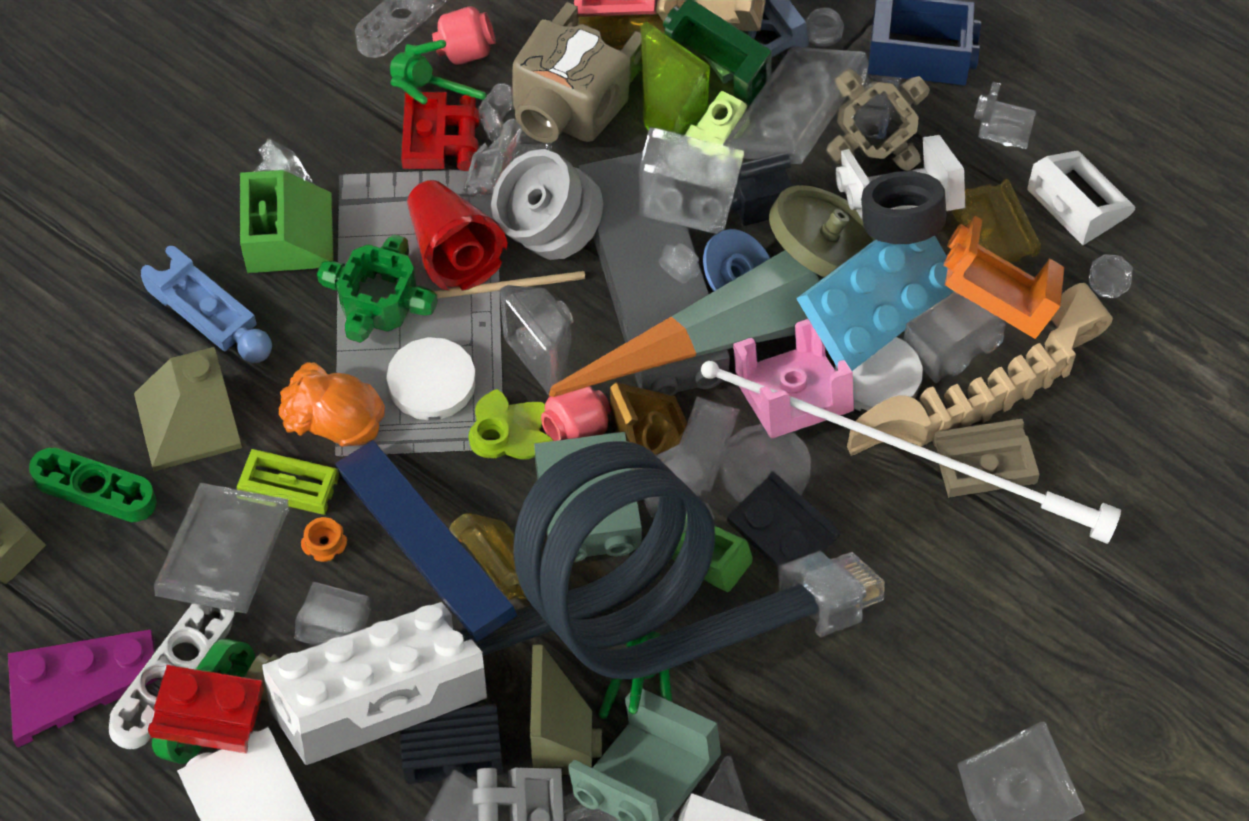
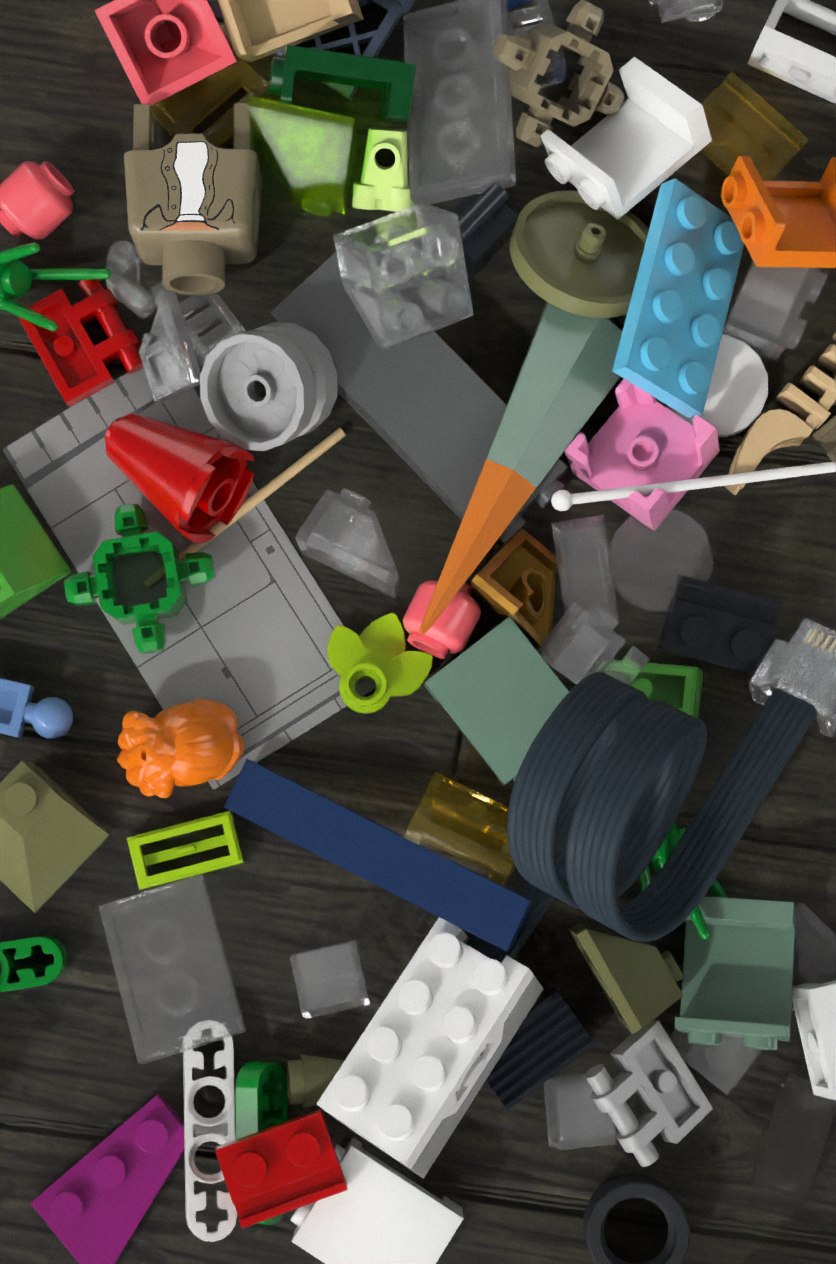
camera: 30 degrees left, 25 degrees up
(320, 529) = (280, 893): orange plate -> none
(431, 378) = (260, 650): white tile -> none
(679, 262) = (458, 386): clear plate -> none
(730, 256) = (500, 338): medium blue dish -> none
(903, 225) = (651, 161): black tyre -> none

